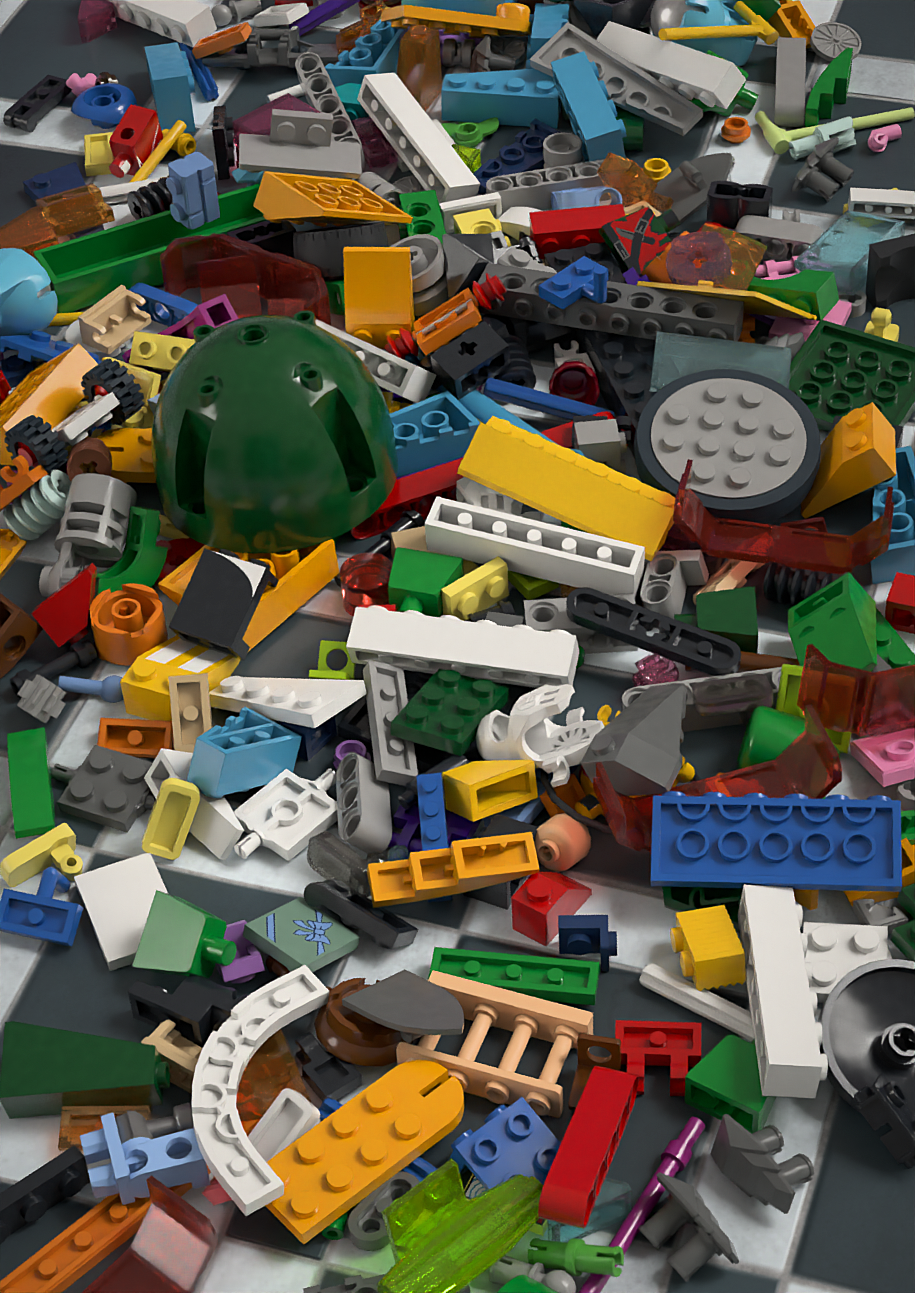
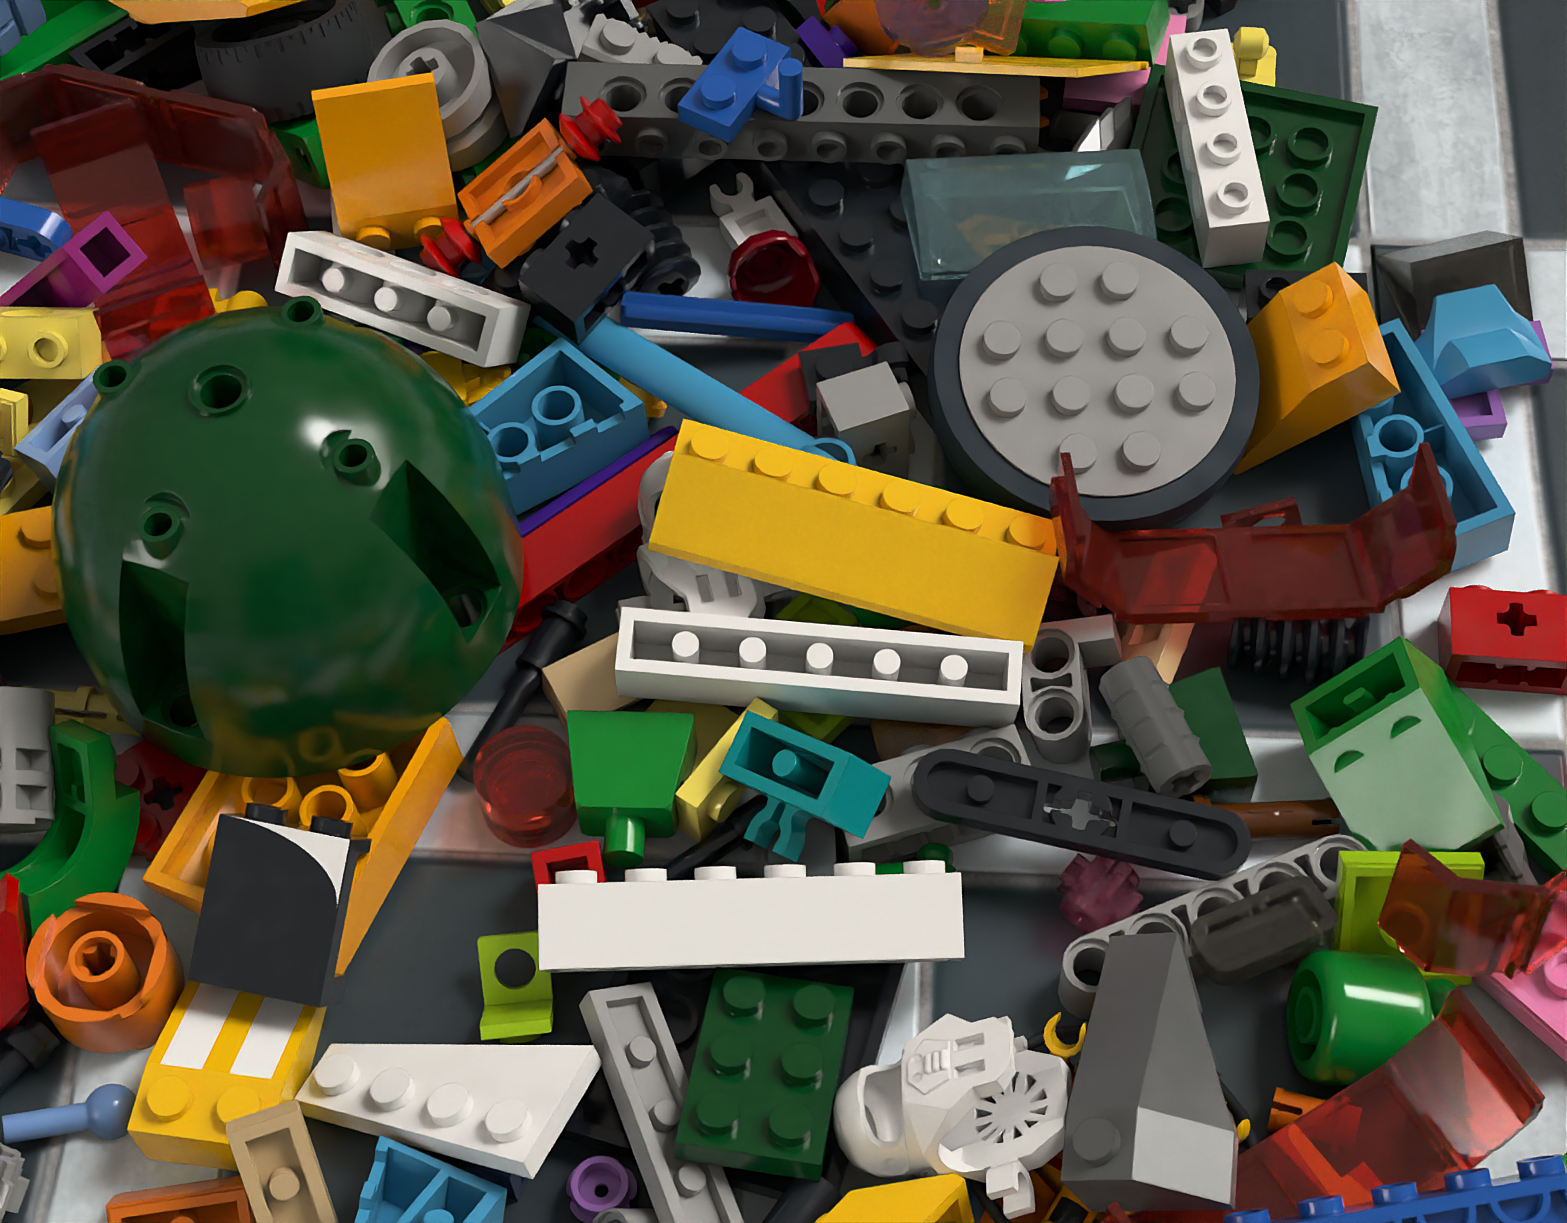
camera: 15 degrees left, 15 degrees up
(508, 589) = (801, 782): none -> teal brick
(705, 599) = (1155, 727): none -> dark grey axle
(837, 357) = (1216, 149): none -> white brick

